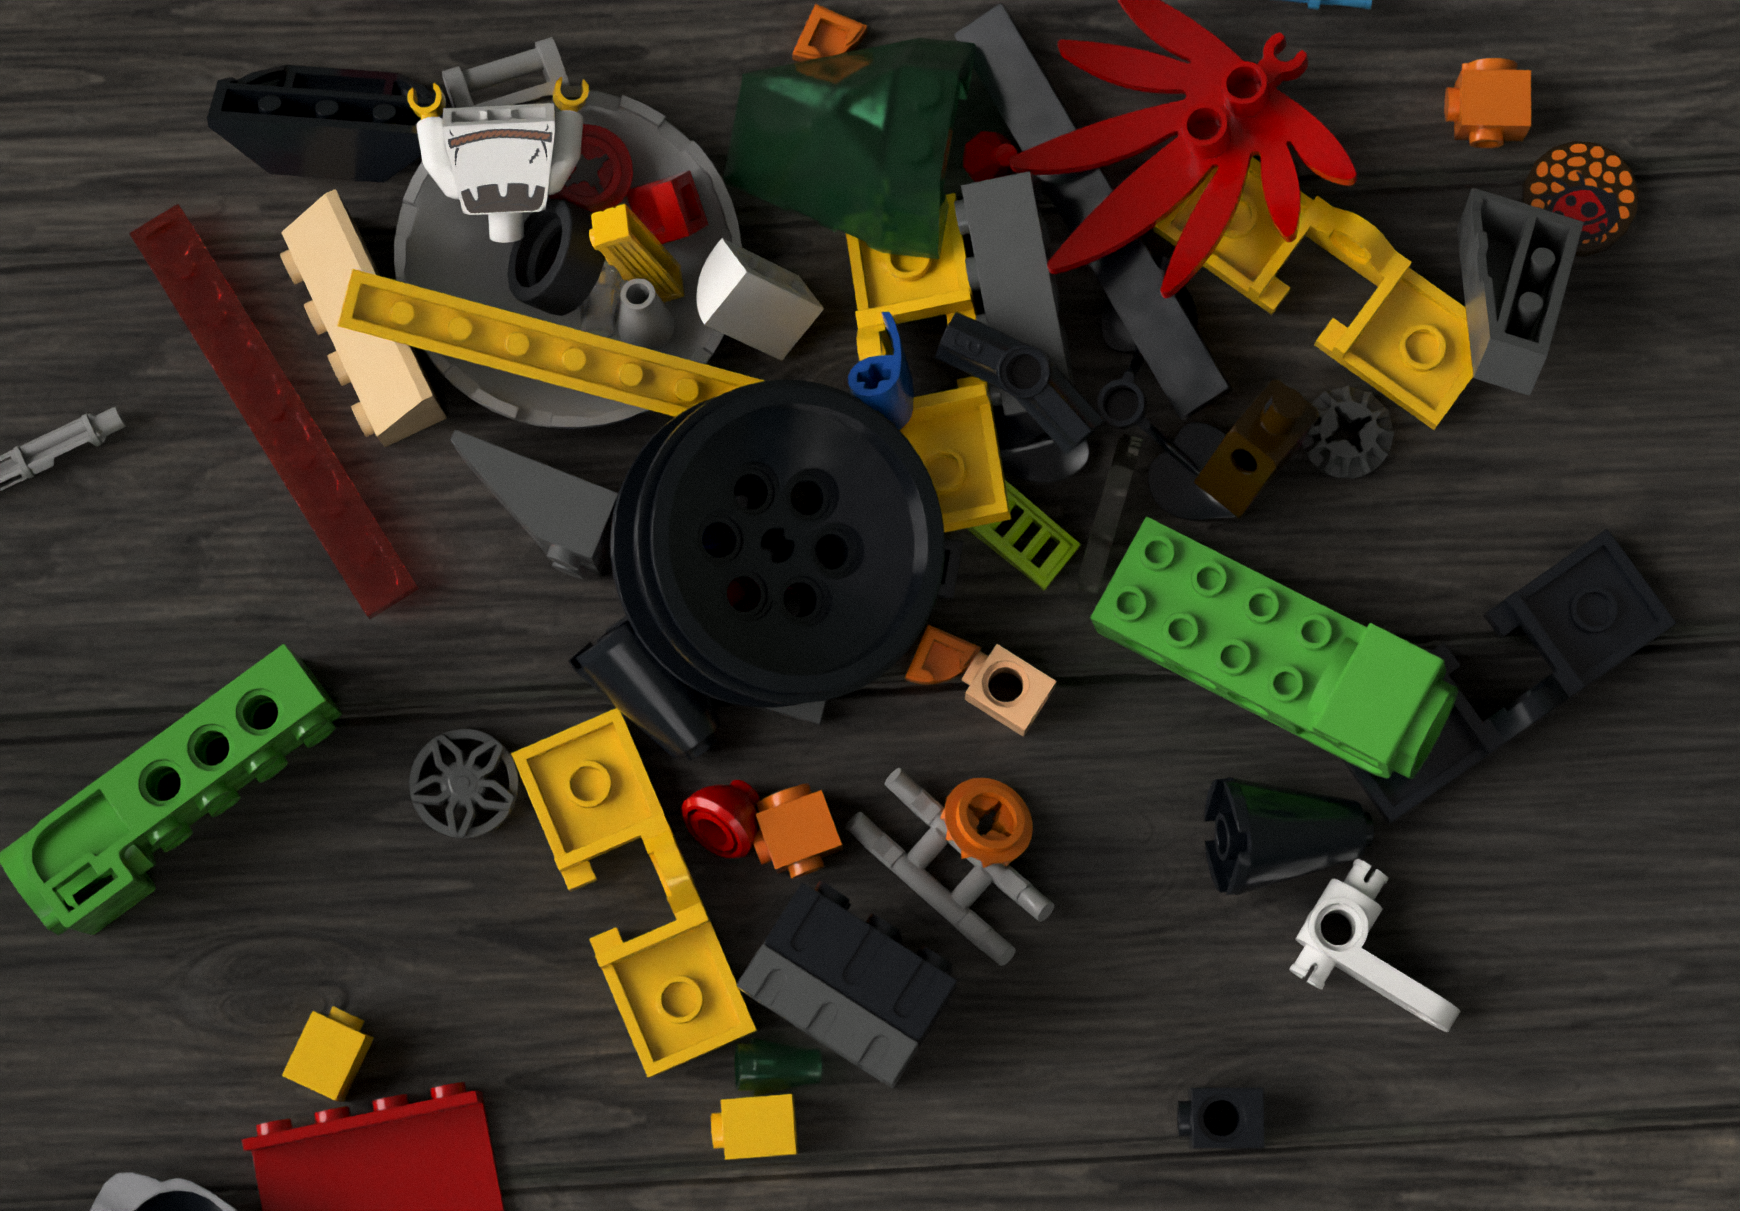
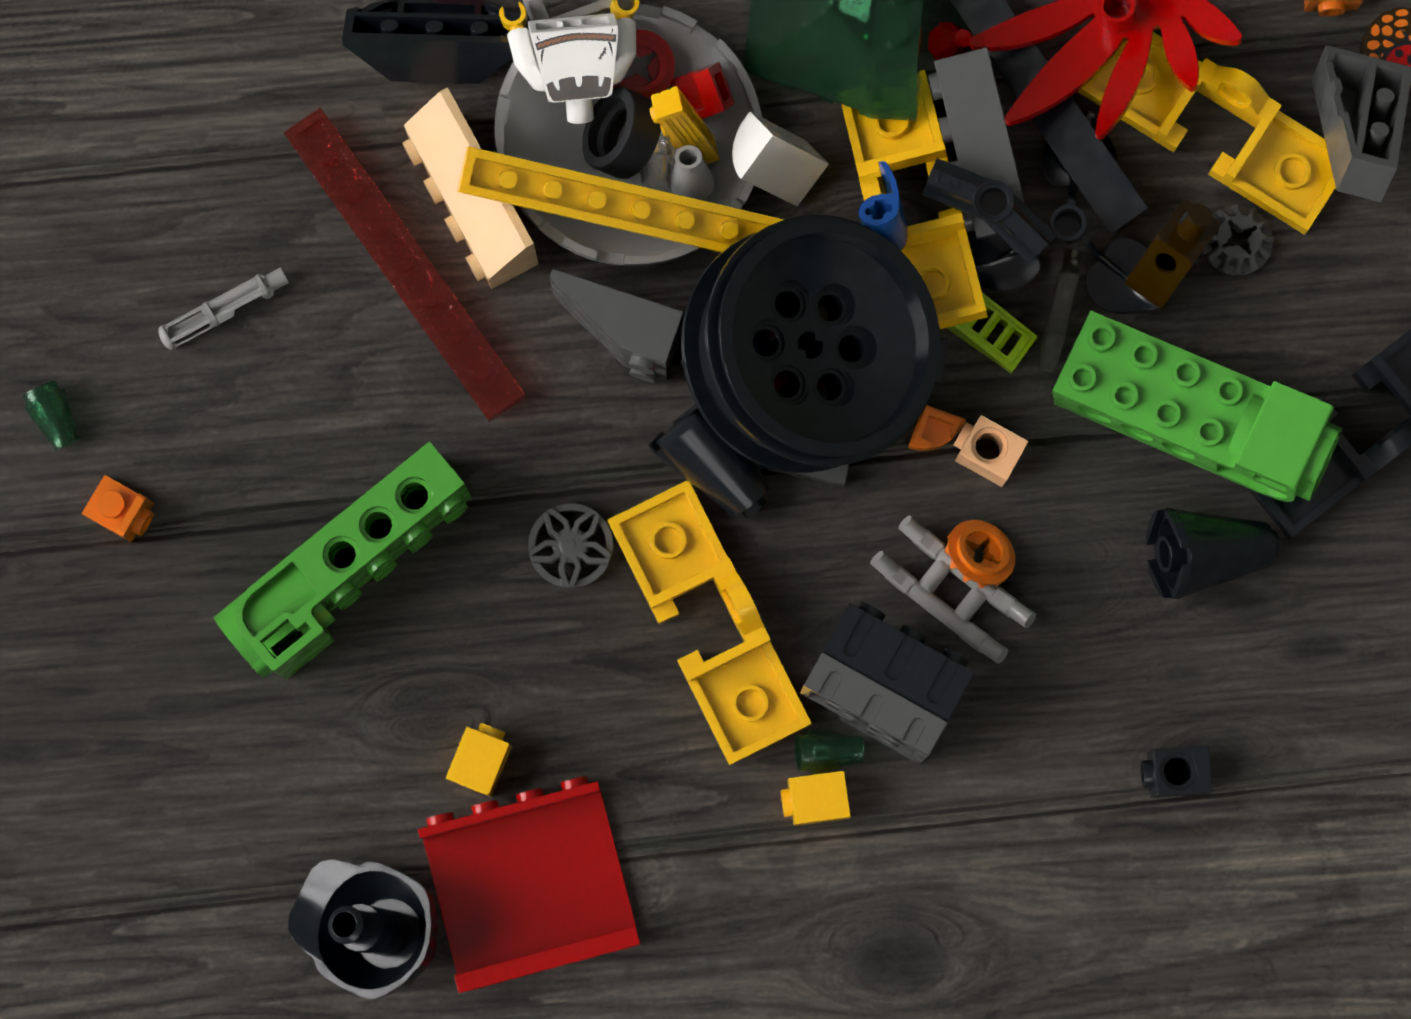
camera: 10 degrees left, 0 degrees up
(723, 818) = (775, 561): red brick -> none
(795, 831) = (832, 568): orange brick -> none
(1356, 903) = (1270, 602): white piece -> none

